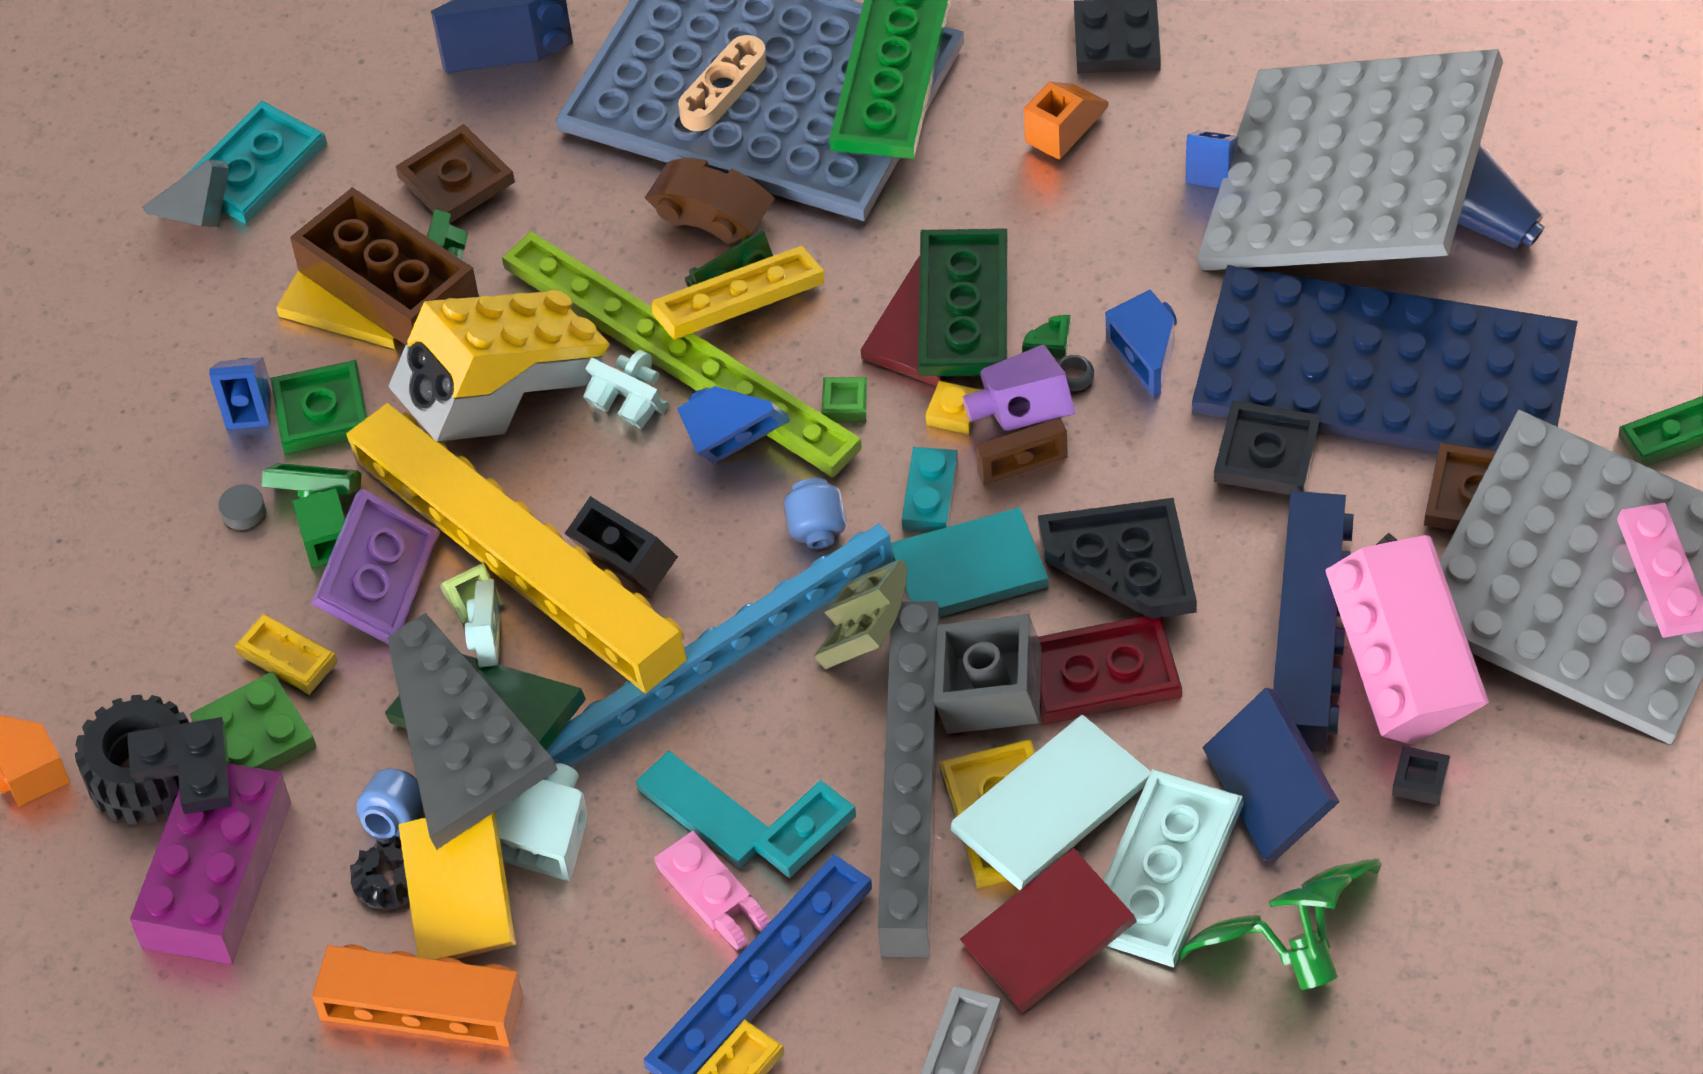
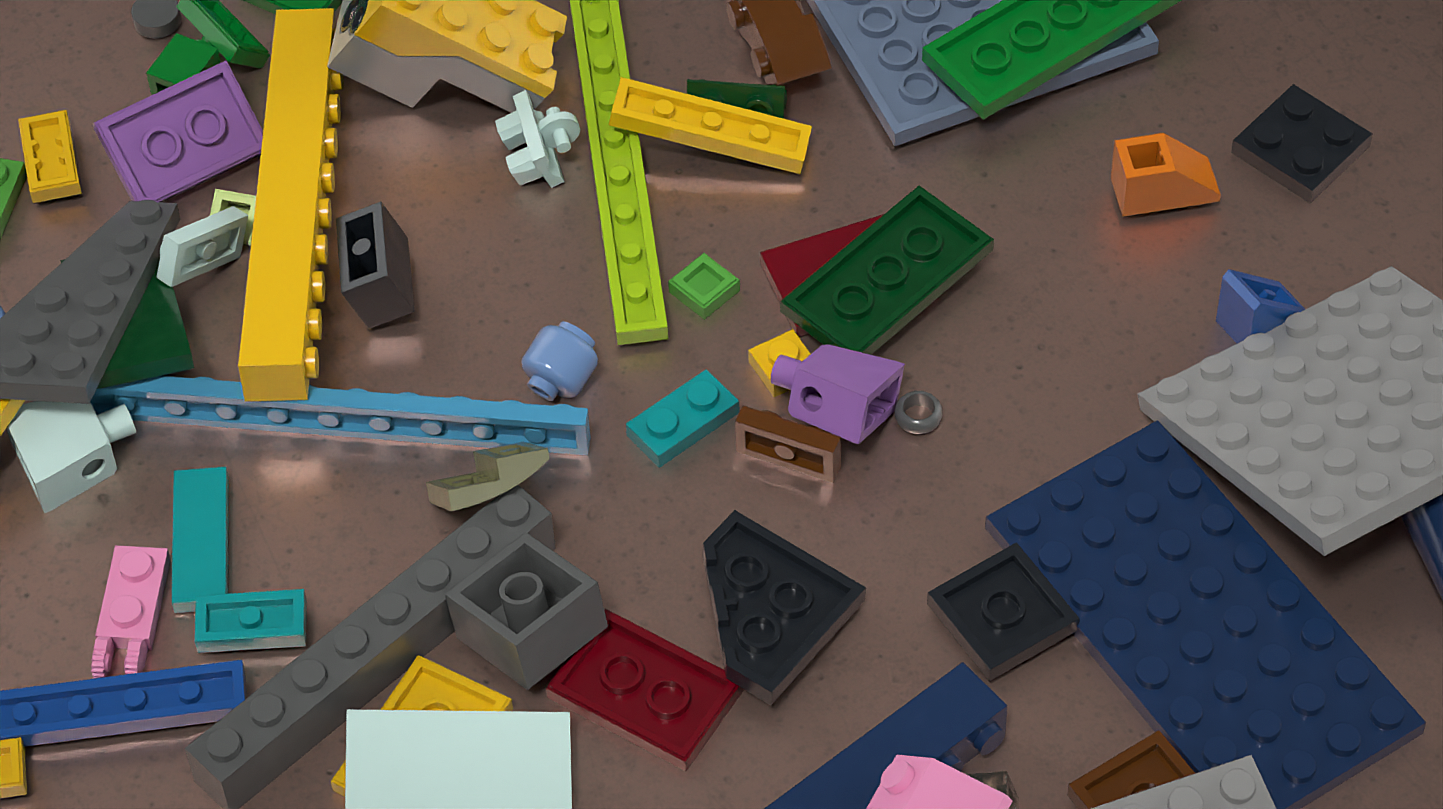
camera: 40 degrees right, 0 degrees up
(727, 421) = (570, 227): blue slope -> none
(972, 563) = (639, 508): teal tile -> none
(1051, 334) = (934, 367): green tile -> none
(1143, 337) = (1008, 429): blue slope -> none

